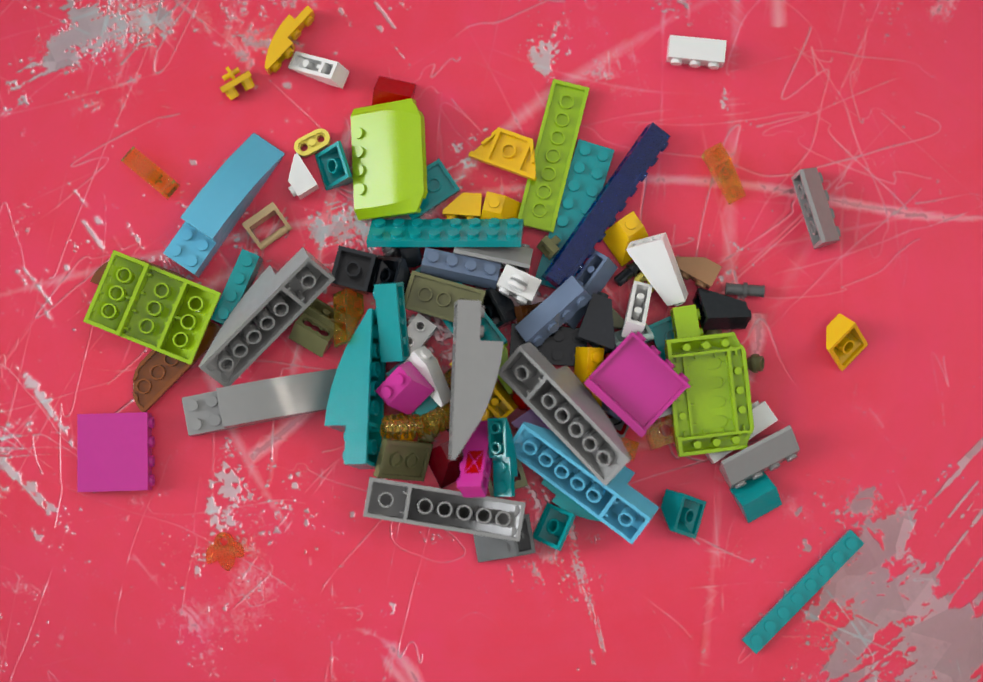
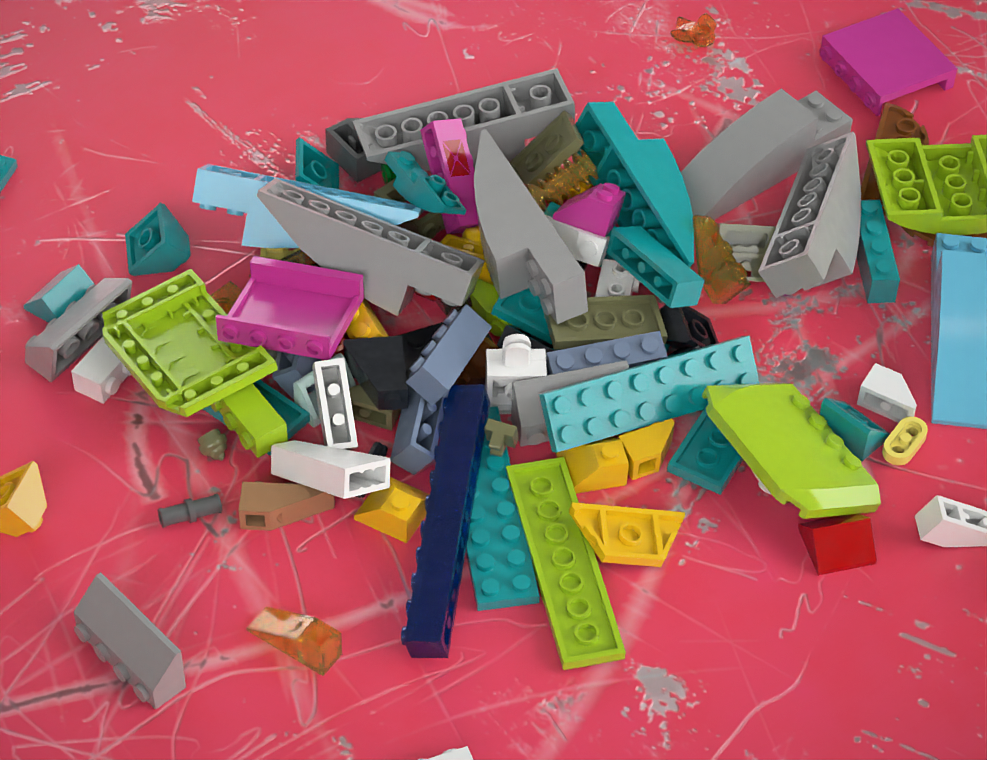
camera: 155 degrees right, 35 degrees down
(262, 216) = (892, 347): tan tile -> none
(354, 269) = (744, 313): black brick -> none
(721, 311) = (213, 462): black slope -> none
(755, 363) = (132, 433): olive plate -> none

